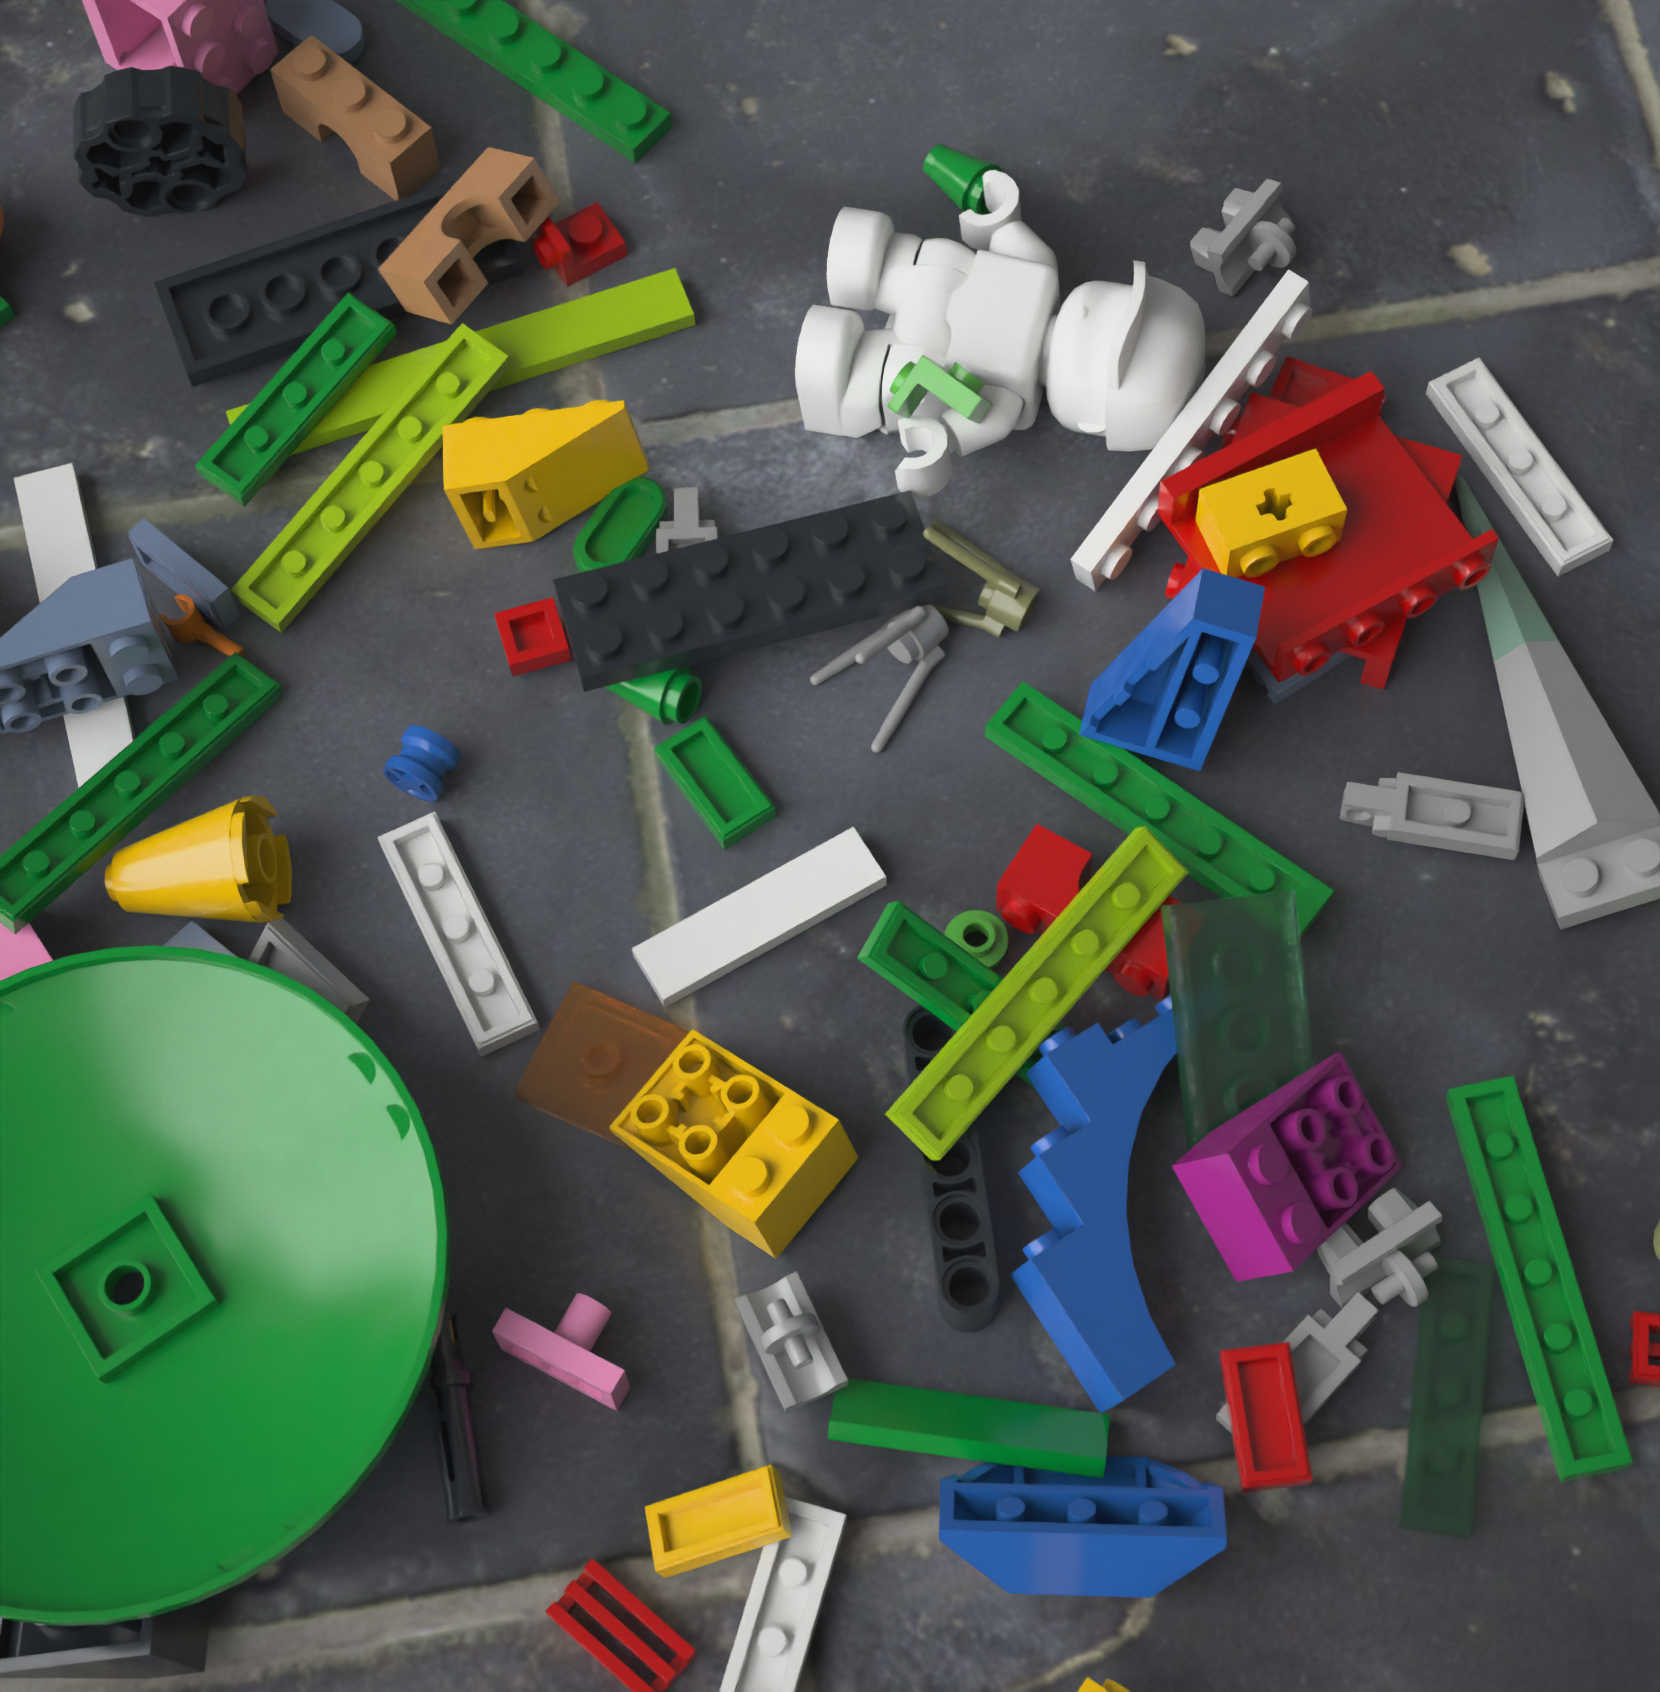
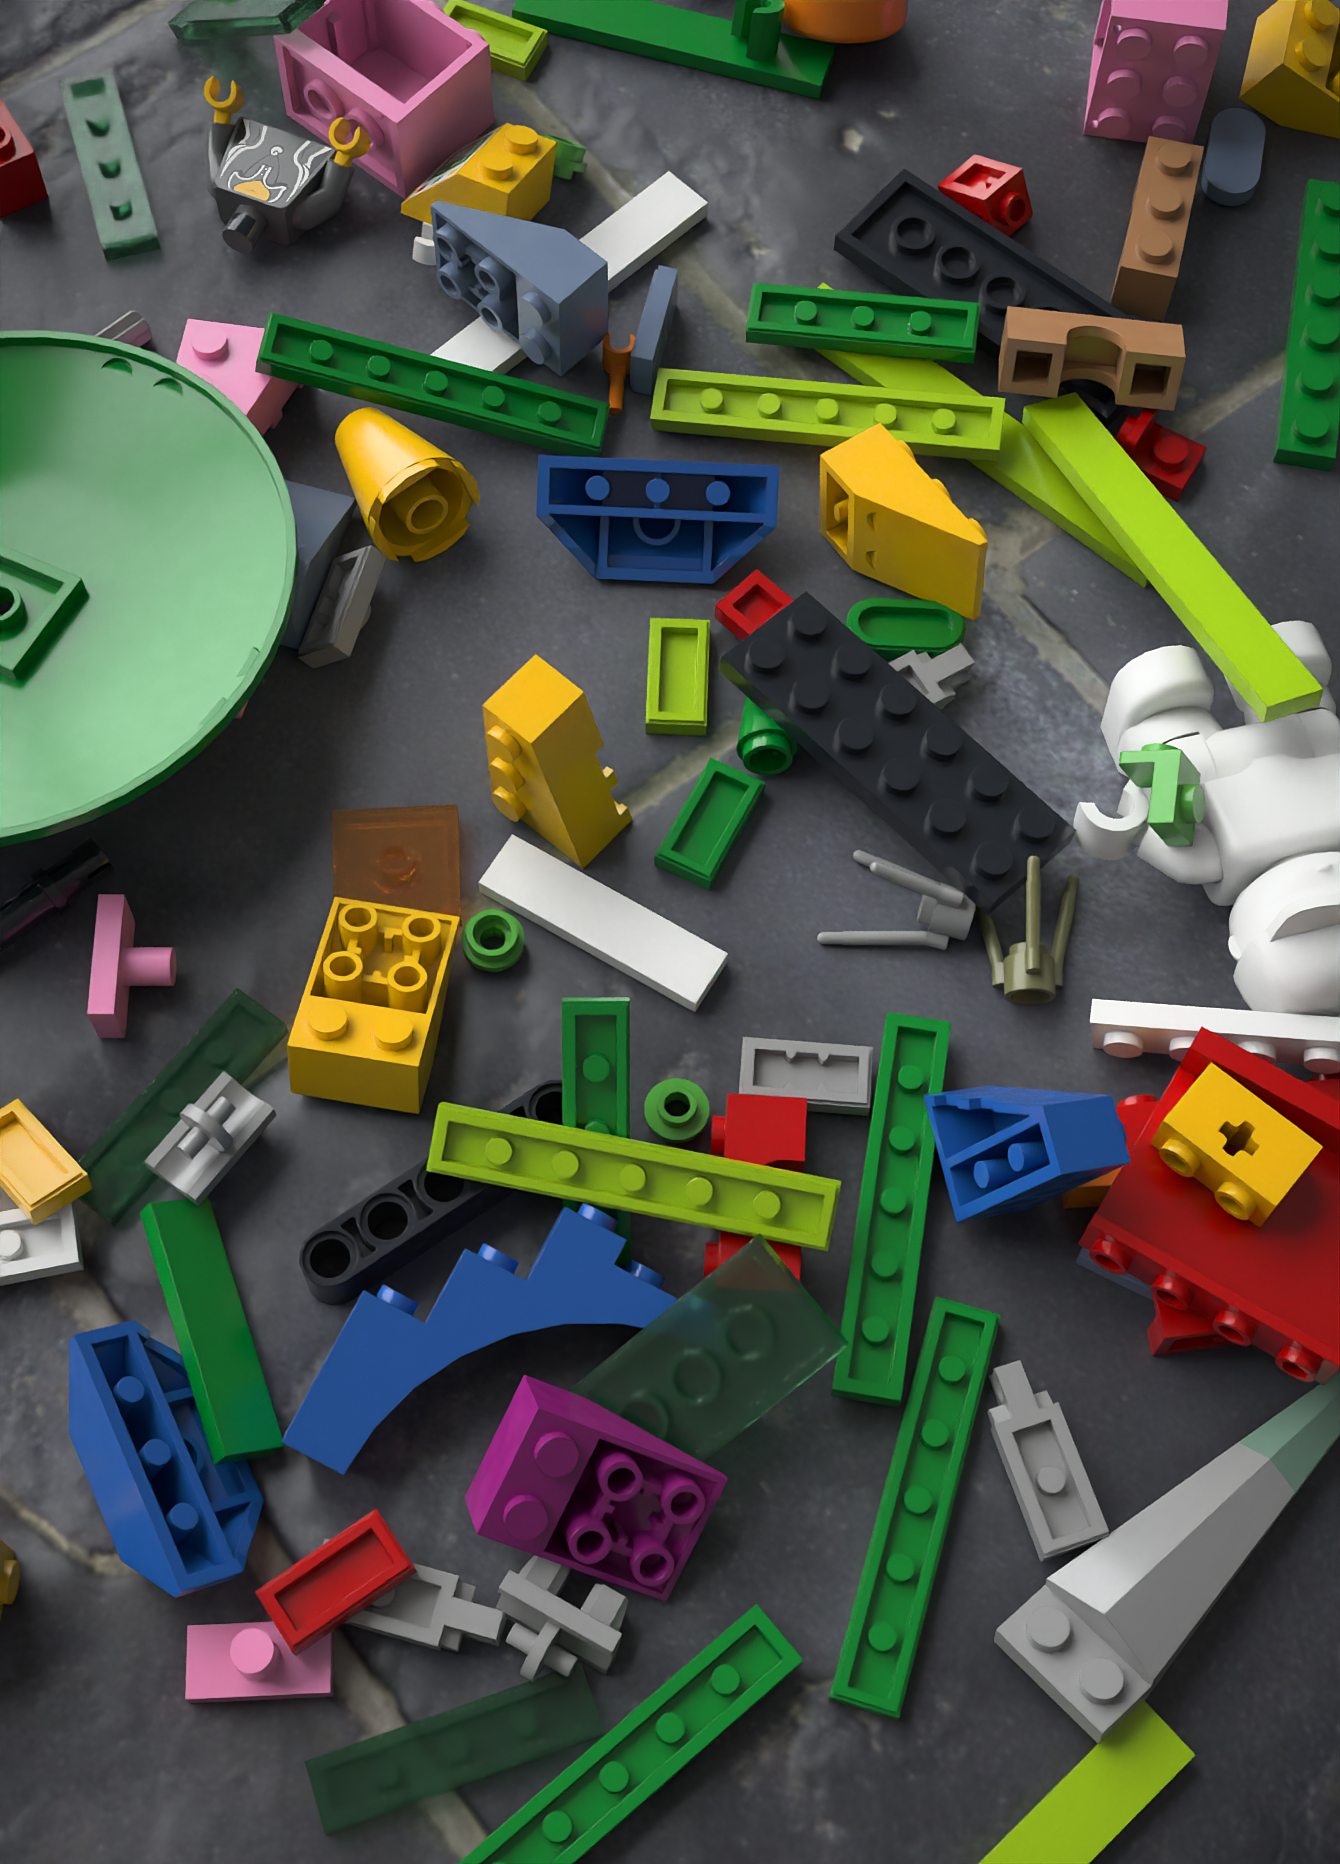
camera: 55 degrees right, 0 degrees up
(159, 141) = (1023, 91): black connector -> none
(223, 228) = (991, 191): none -> red bracket
(388, 660) = (656, 514): none -> blue wedge
(422, 763) = (588, 588): blue wheel -> none
(458, 934) = (453, 699): white tile -> none
(552, 736) = (677, 677): none -> lime tile
(603, 870) = (547, 763): none -> yellow wedge
(708, 275) = (1173, 559): none -> lime tile
(720, 999) = (489, 924): none -> bright green plate
(727, 1362) = (230, 1041): none -> clear green tile
(1002, 821) = (828, 1075): none -> light grey plate
(1291, 1532) = (254, 1664): none -> bright pink tile
(1422, 931) = (914, 1510): none -> green tile

